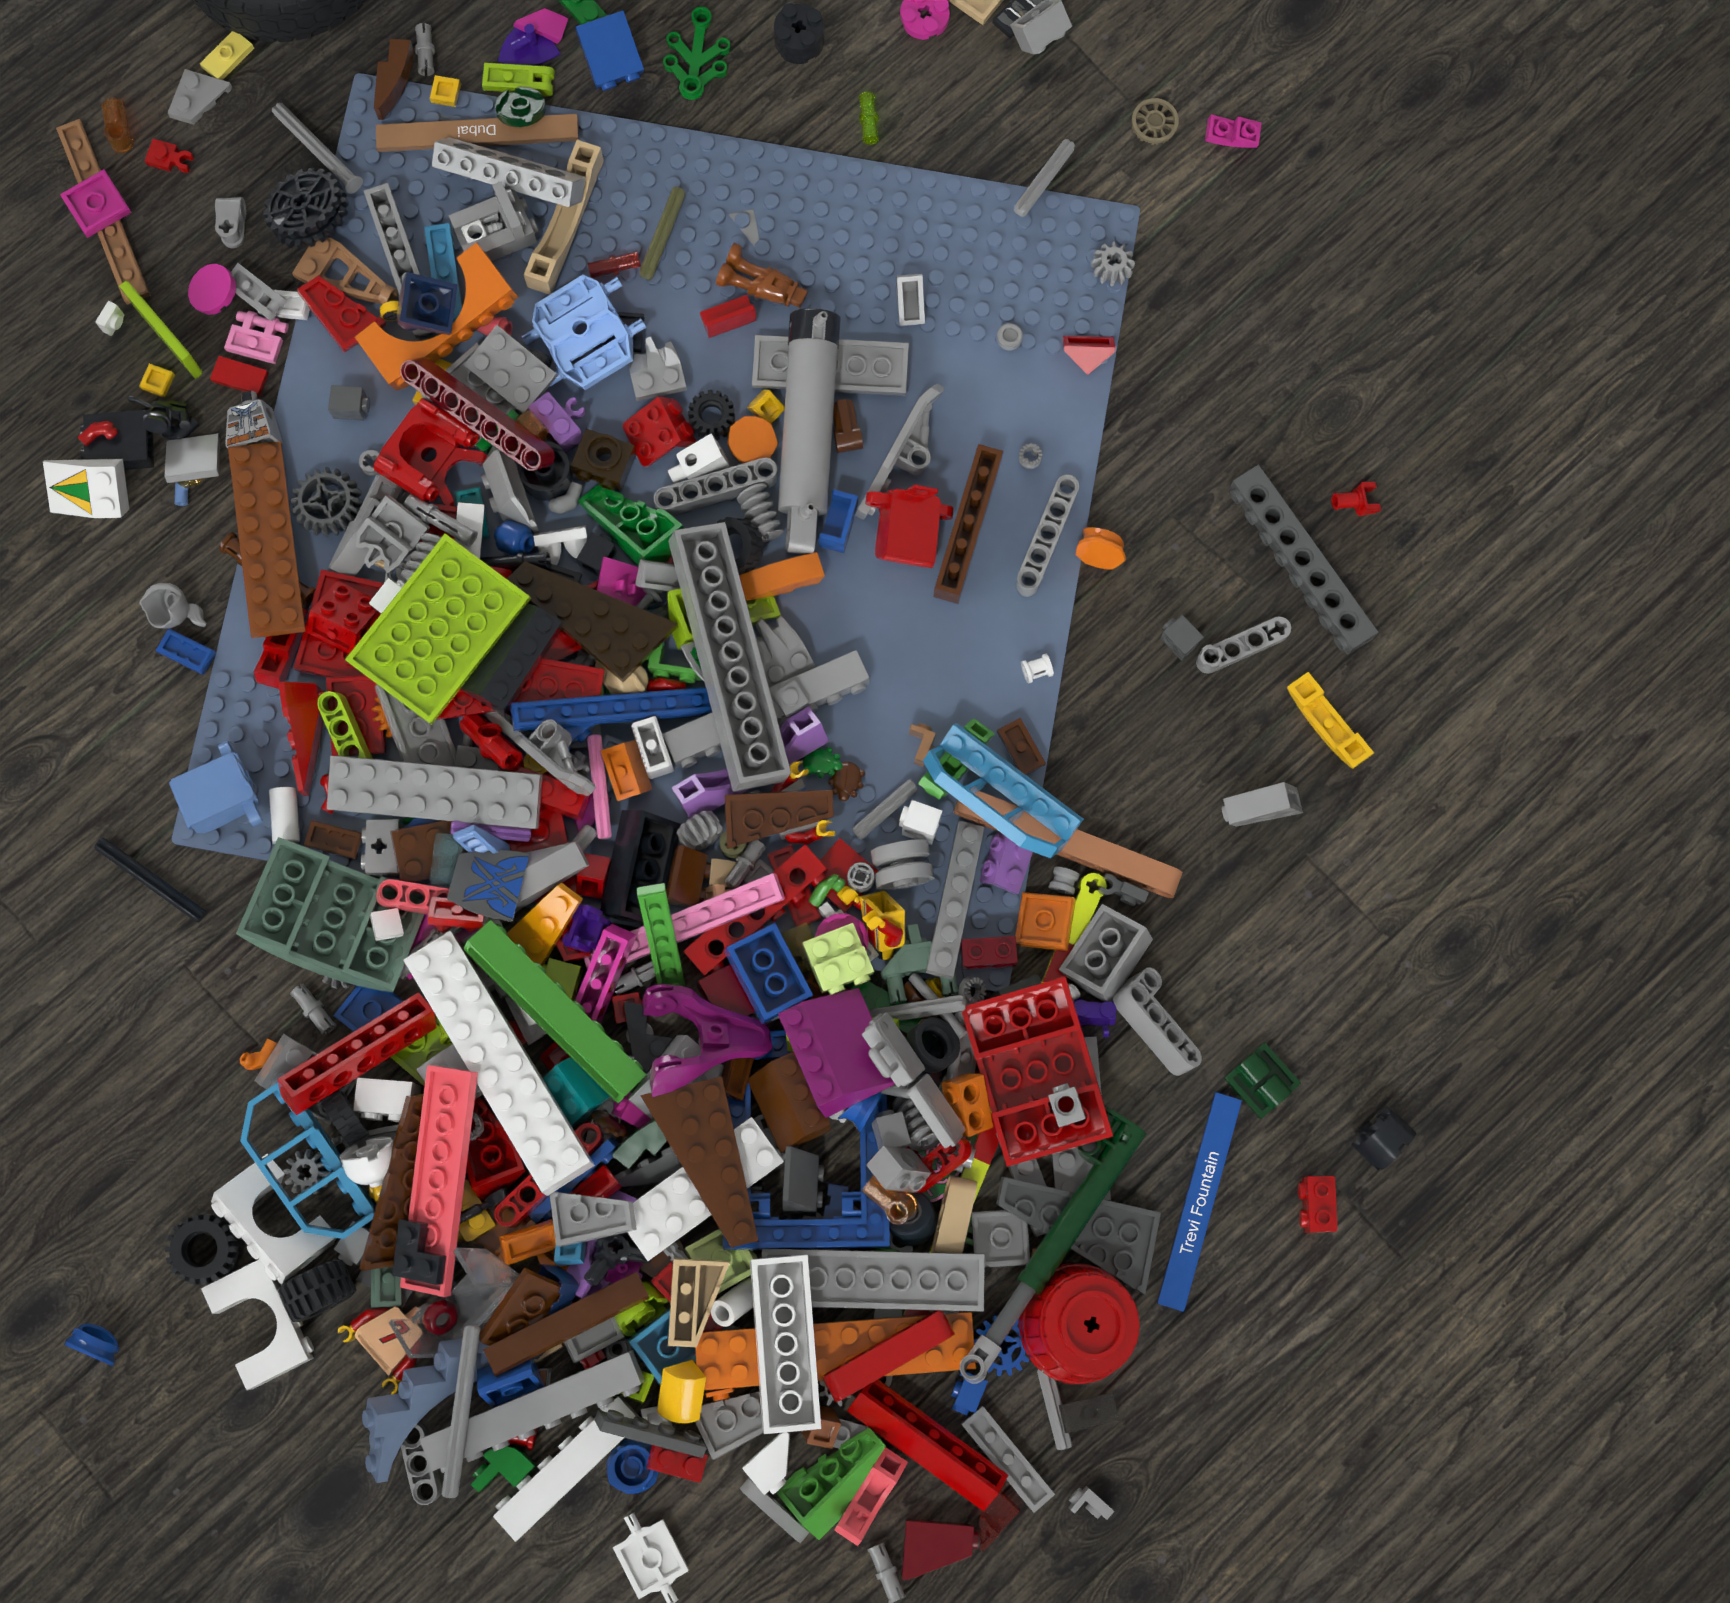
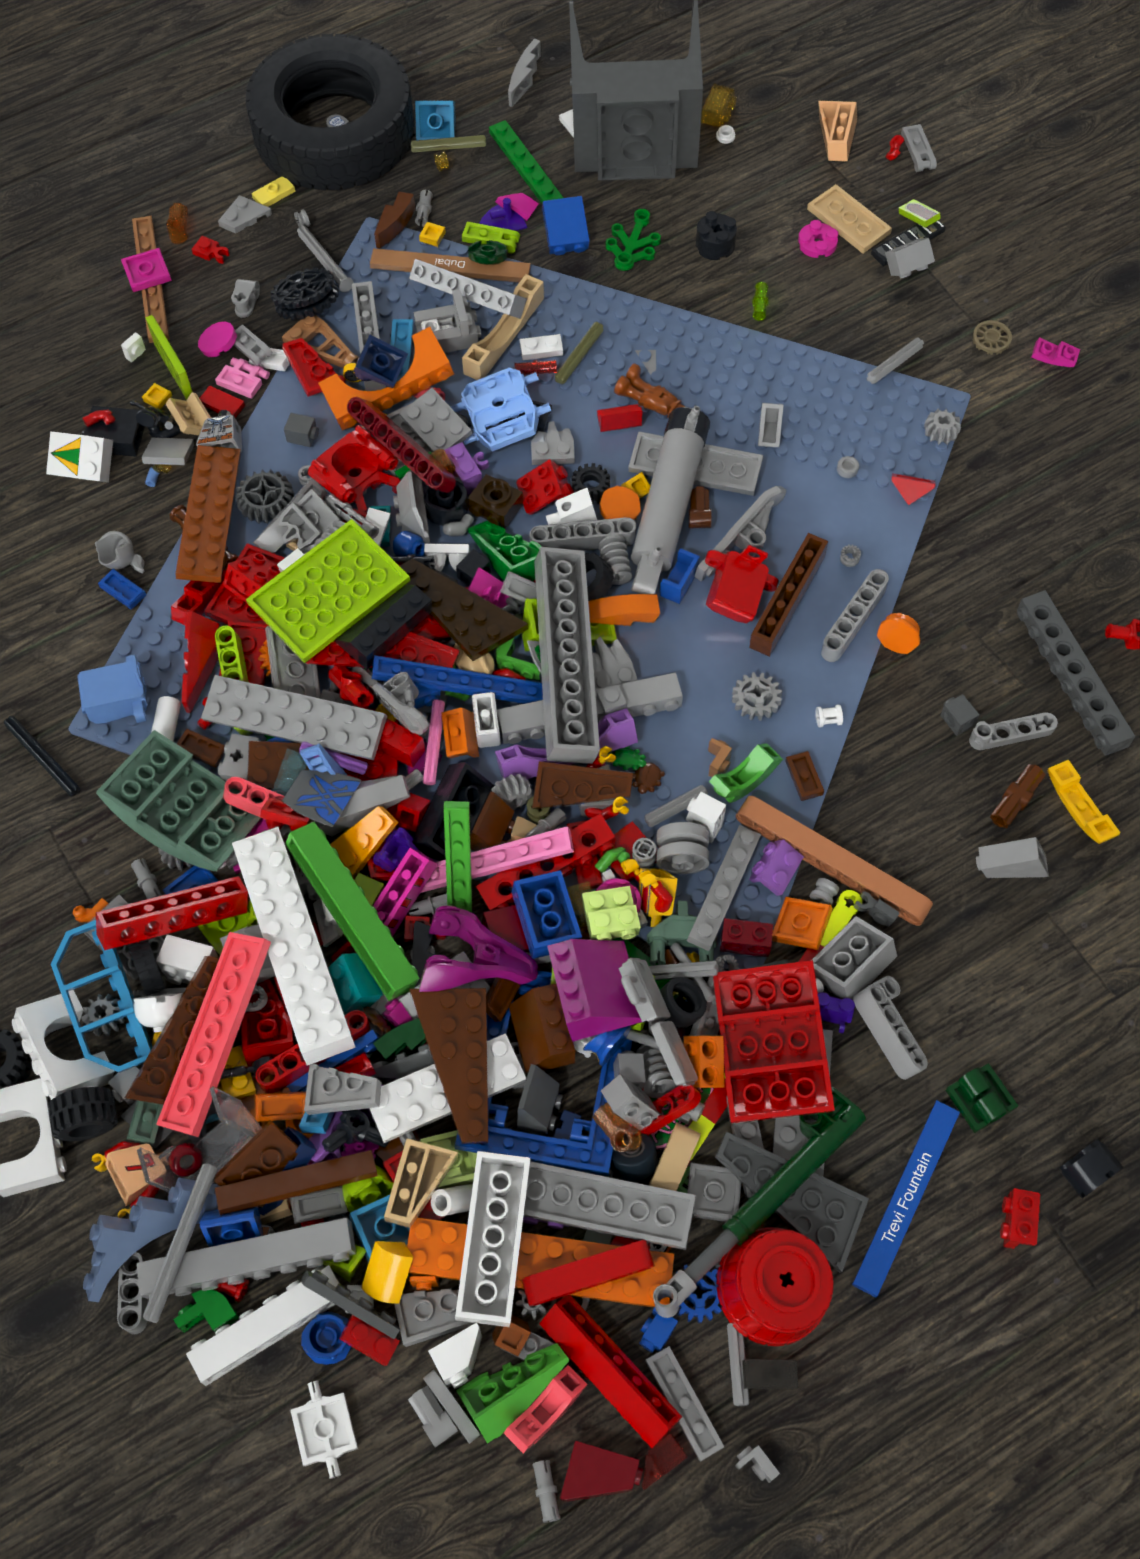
camera: 15 degrees right, 15 degrees down
(204, 402) = (188, 414): none -> tan bracket
(275, 92) = (302, 218): none -> light grey bush
(386, 924) = (226, 815): white tile -> none
(410, 1255) = (172, 1096): black plate -> none
(614, 232) = (541, 347): none -> white plate
(762, 1528) = (435, 1420): none -> light grey piece
(942, 662) = (758, 694): none -> light grey gear
(1008, 781) = (790, 795): dark azure plate -> none
(1066, 1118) = (800, 1082): light grey brick -> none
(1258, 725) = (1017, 796): none -> reddish brown piece

